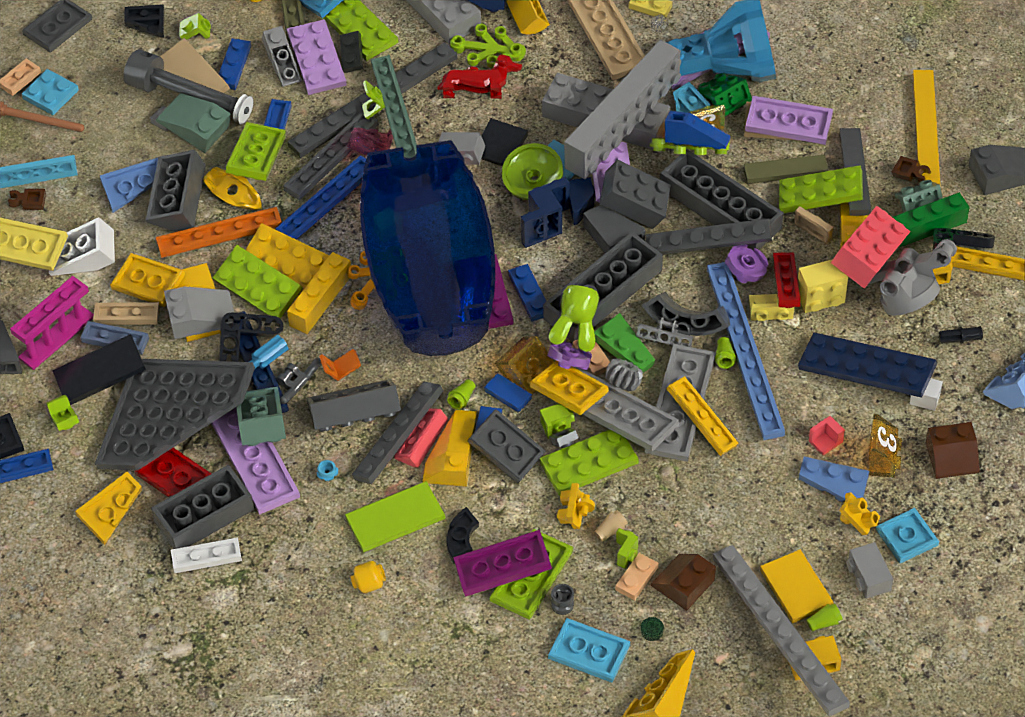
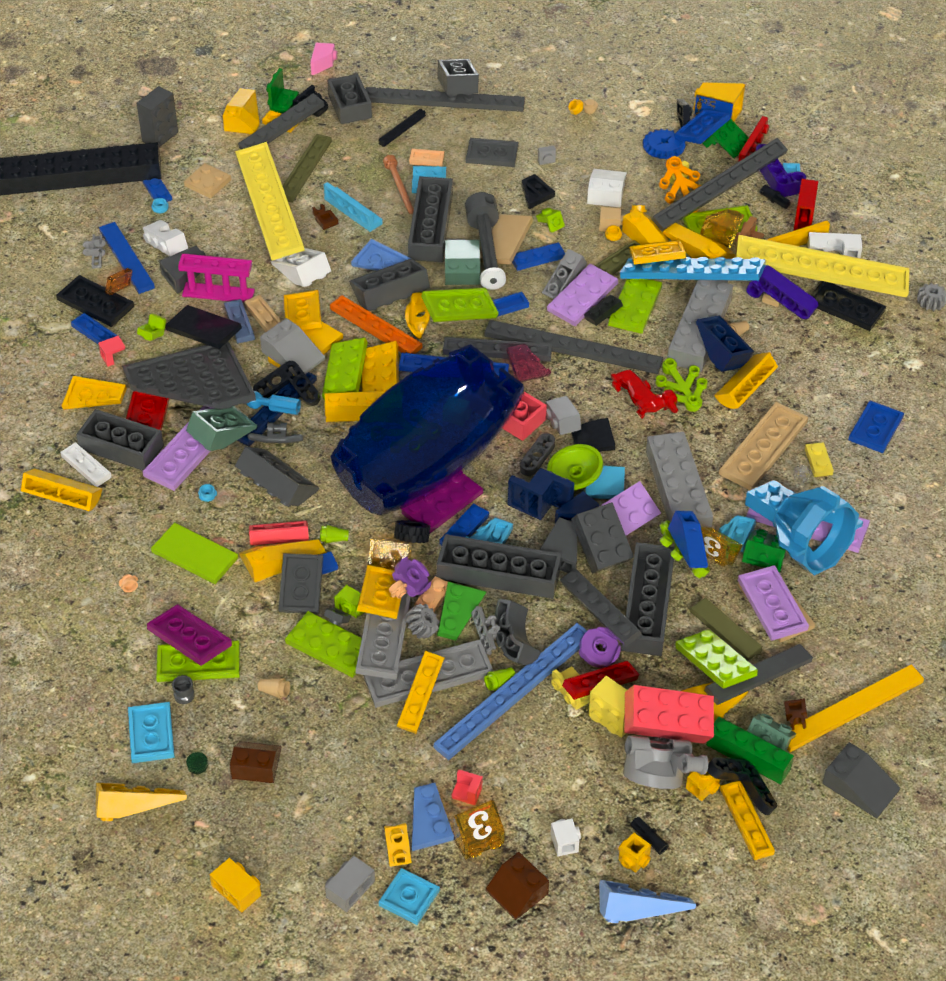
camera: 55 degrees right, 5 degrees down
(63, 462) = (109, 347): none -> coral panel
(116, 115) = (430, 219): none -> dark grey brick
(223, 591) = (61, 489): none -> yellow brick
(342, 366) = (306, 453): orange bracket -> none
(368, 577) = (125, 562): yellow head -> none
(376, 97) = (560, 337): lime bracket -> none
(393, 586) = (128, 583): none -> light nougat plate
(394, 105) = (566, 356): sand green tile -> none
(397, 432) = (277, 514): dark grey plate -> none
(460, 532) = (206, 599): black tile -> none
(485, 185) = (537, 462): none -> dark grey beam
(508, 392) = (357, 562): blue tile -> none
(512, 330) = (412, 531): none -> black tyre
(556, 274) = (495, 531): none -> medium azure wing
(577, 307) = (449, 553): lime piece -> none
(578, 506) = (277, 654): yellow hips -> none
(583, 370) = (398, 589): none -> light nougat plate
(622, 109) = (669, 481): light grey brick -> none
(629, 547) = (259, 708): lime bracket -> none
(636, 576) = (240, 729): light nougat plate -> none
(781, 631) = (238, 846): light grey plate -> none
(796, 585) = (302, 840): yellow tile -> none
(813, 225) = (680, 673): tan plate -> none
(825, 617) = (283, 875): lime cone -> none
(867, 364) = (559, 780): dark blue plate -> none
(977, 351) = (634, 853): none -> yellow brick

